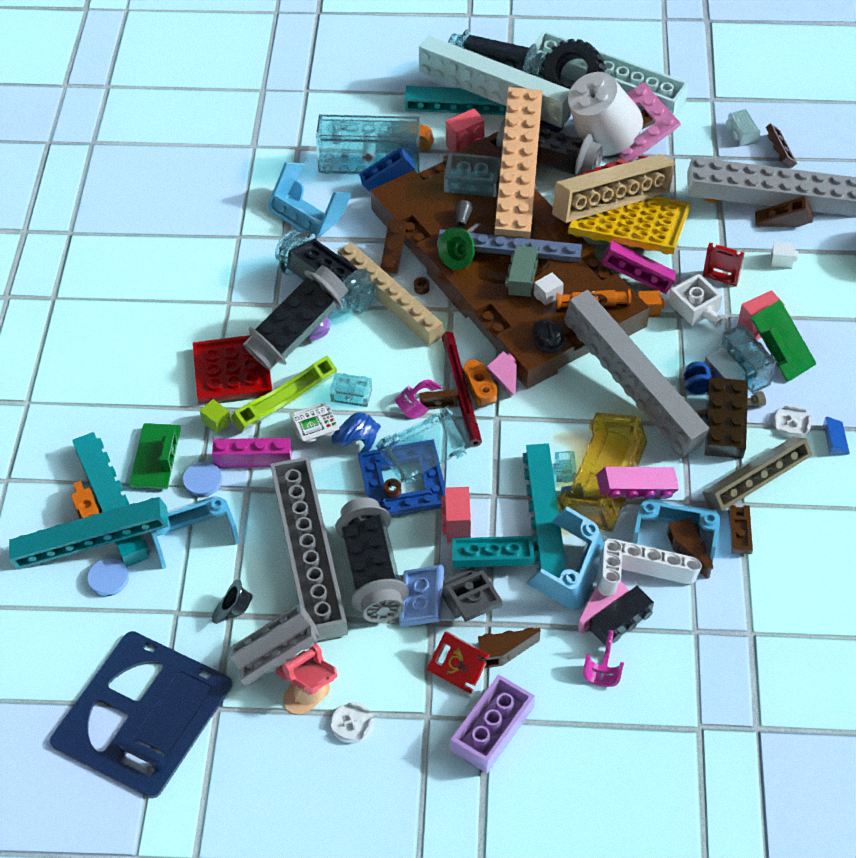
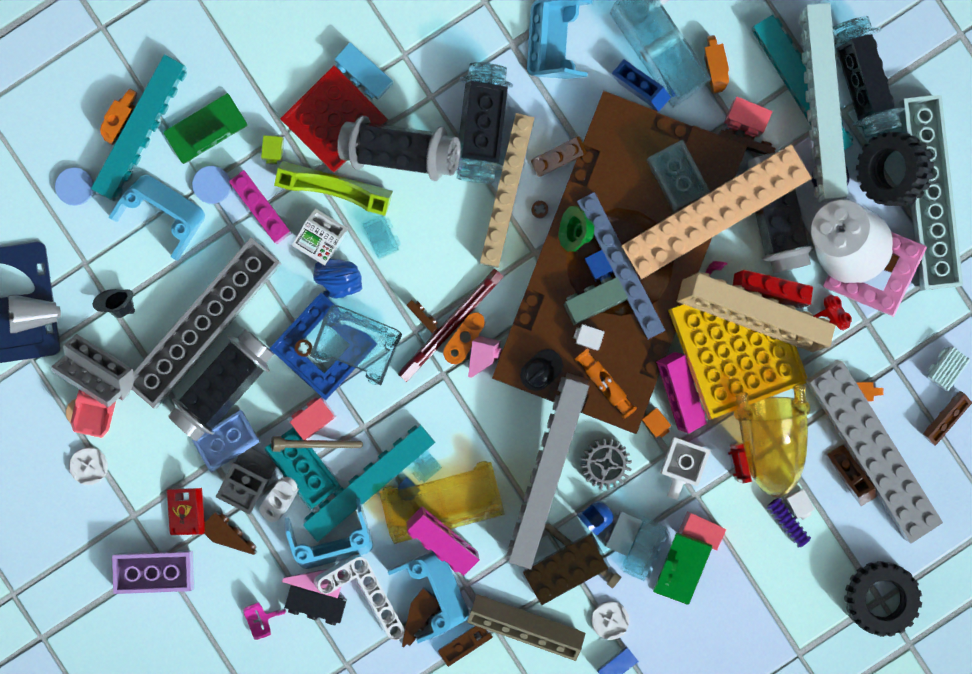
camera: 50 degrees right, 35 degrees up
(88, 532) = (85, 147): teal brick -> none
(177, 671) = (31, 313): none -> light grey cone
(215, 326) = (363, 72): none -> medium azure brick
(418, 408) = (400, 302): dark pink helmet -> none
(458, 546) = (279, 444): none -> dark tan piece
(462, 212) = (628, 198): dark grey cone -> none
(497, 259) = (599, 266): none -> blue brick
(502, 562) = (279, 499): none -> white piece
(657, 348) = (604, 472): none -> light grey gear
(724, 223) = (775, 439): none -> clear yellow windscreen
(786, 269) = (788, 522): none -> dark purple piece

